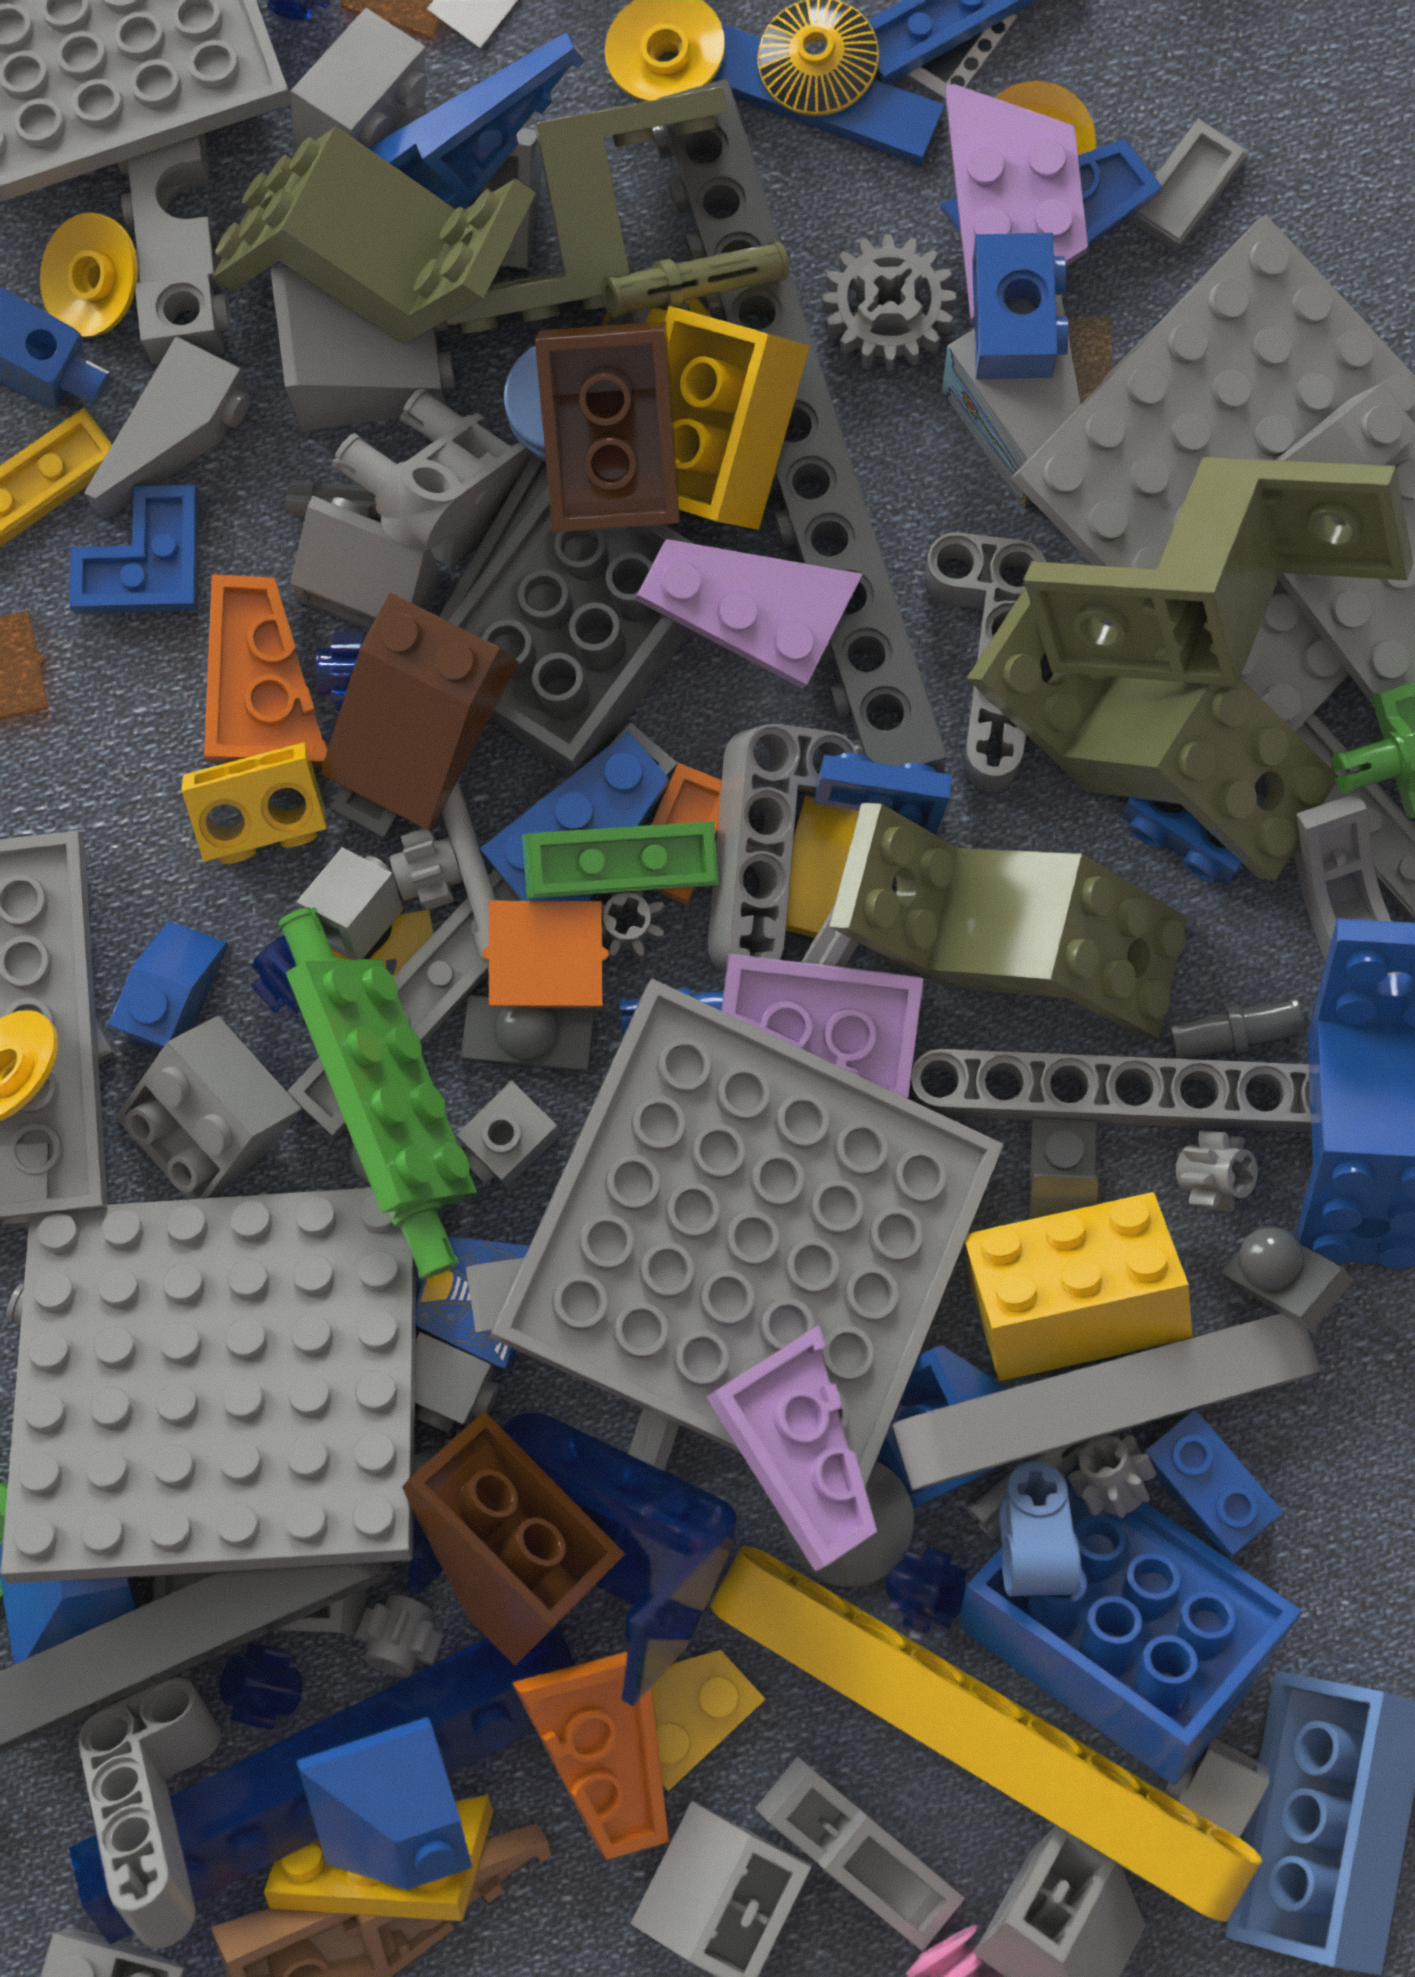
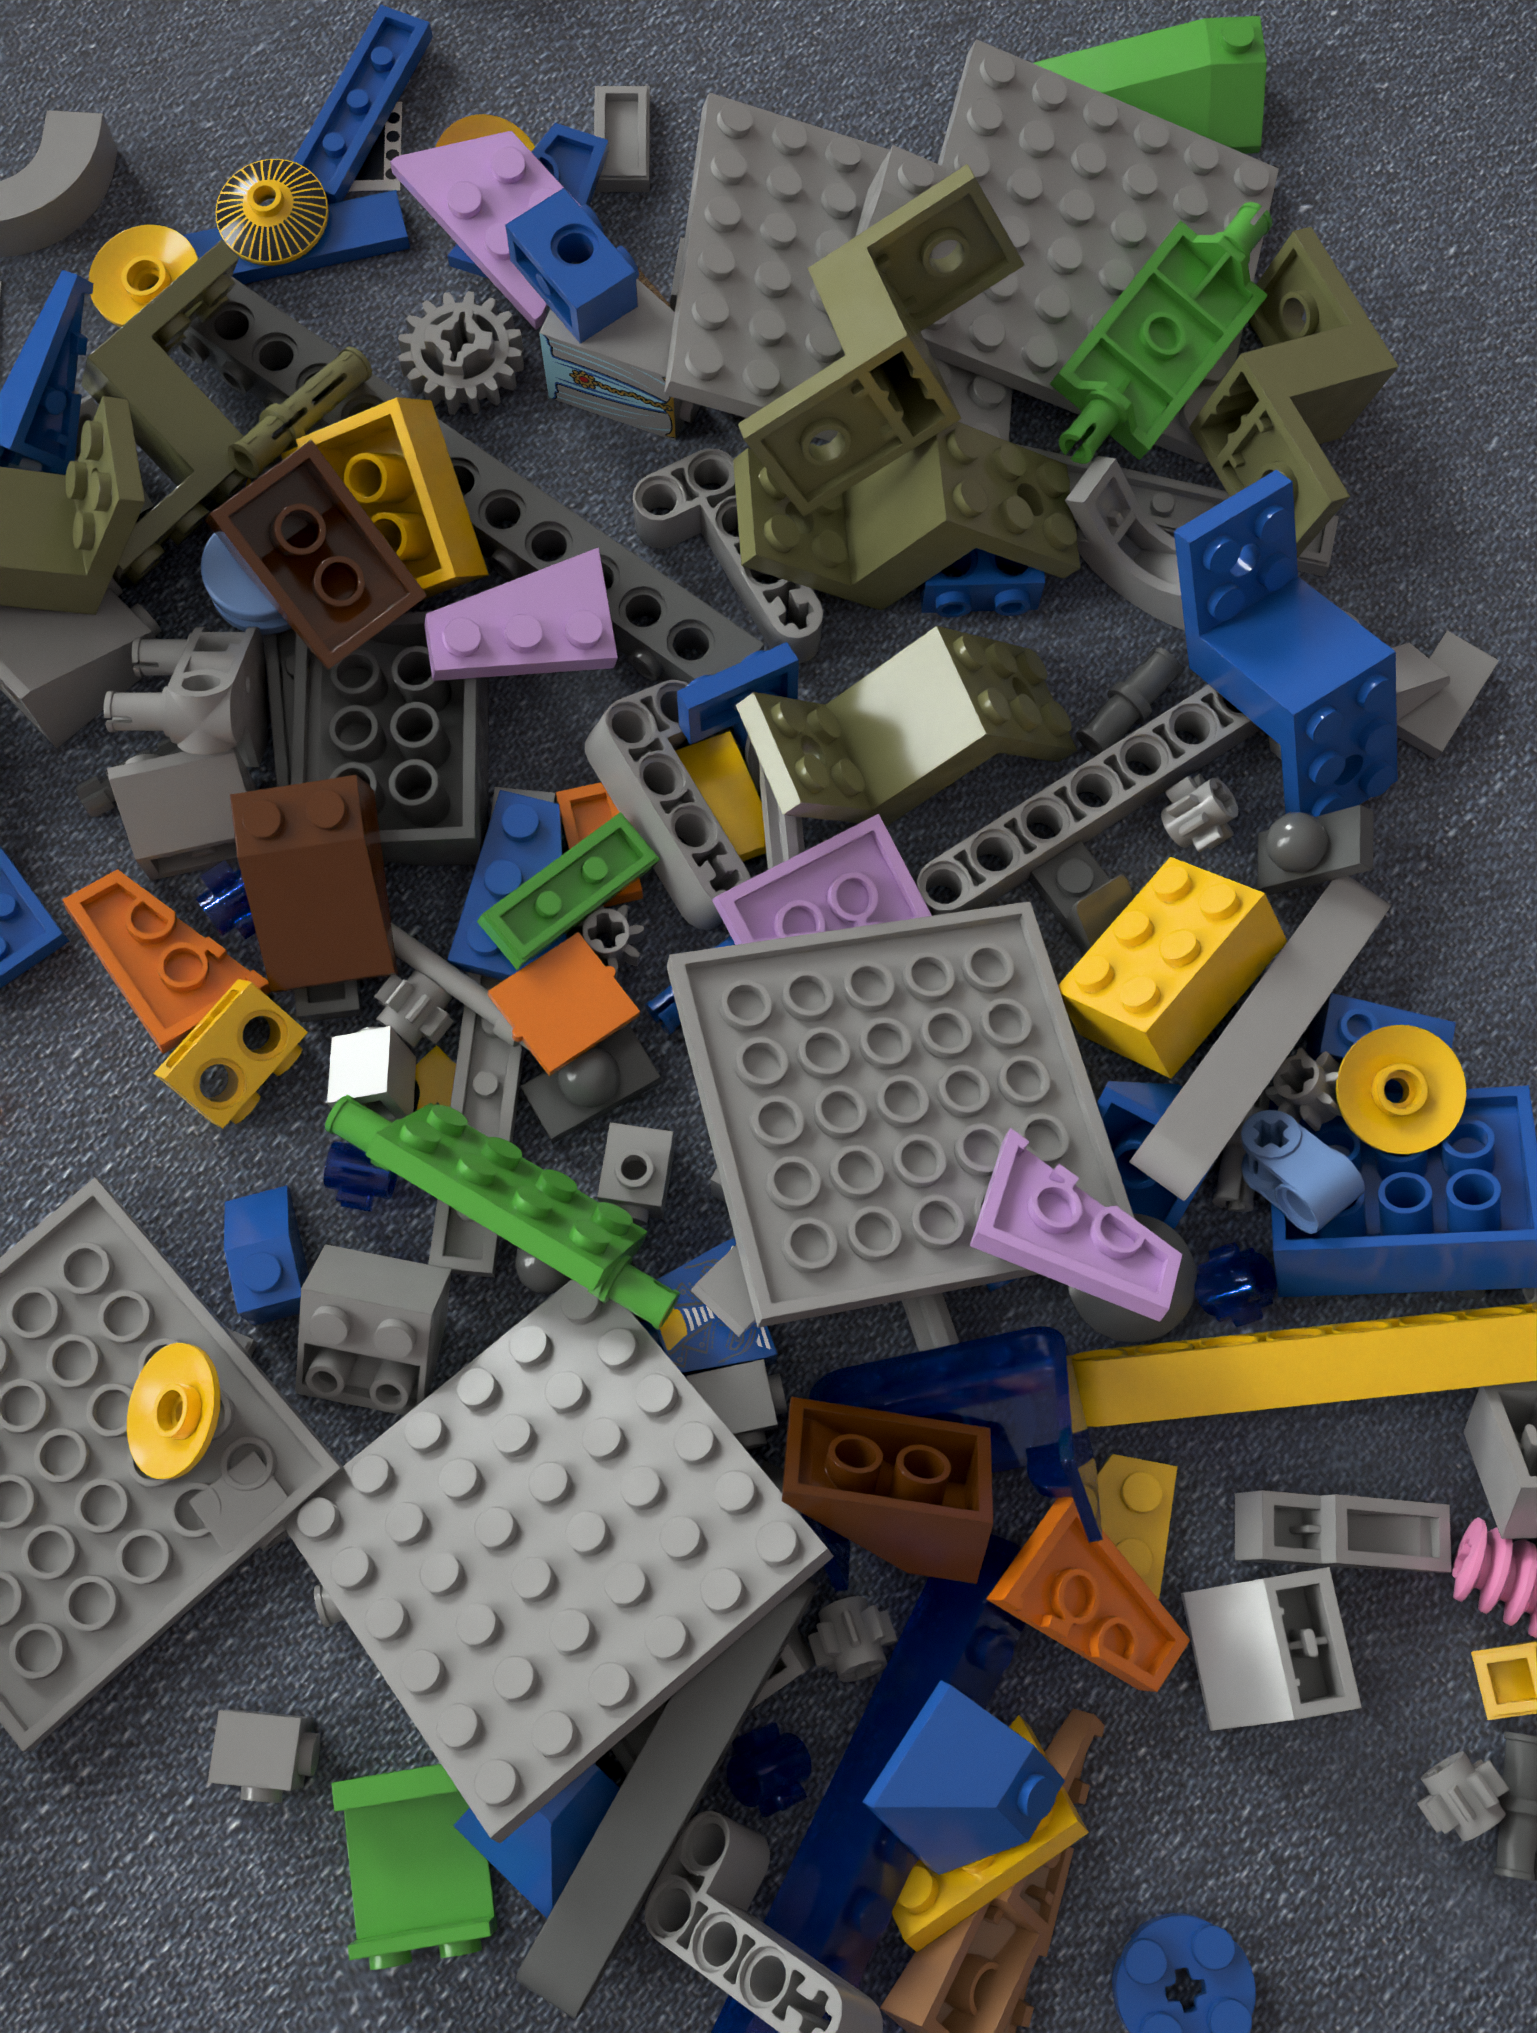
camera: 45 degrees left, 5 degrees down
(1191, 1567) = (1430, 1083): none -> yellow dish

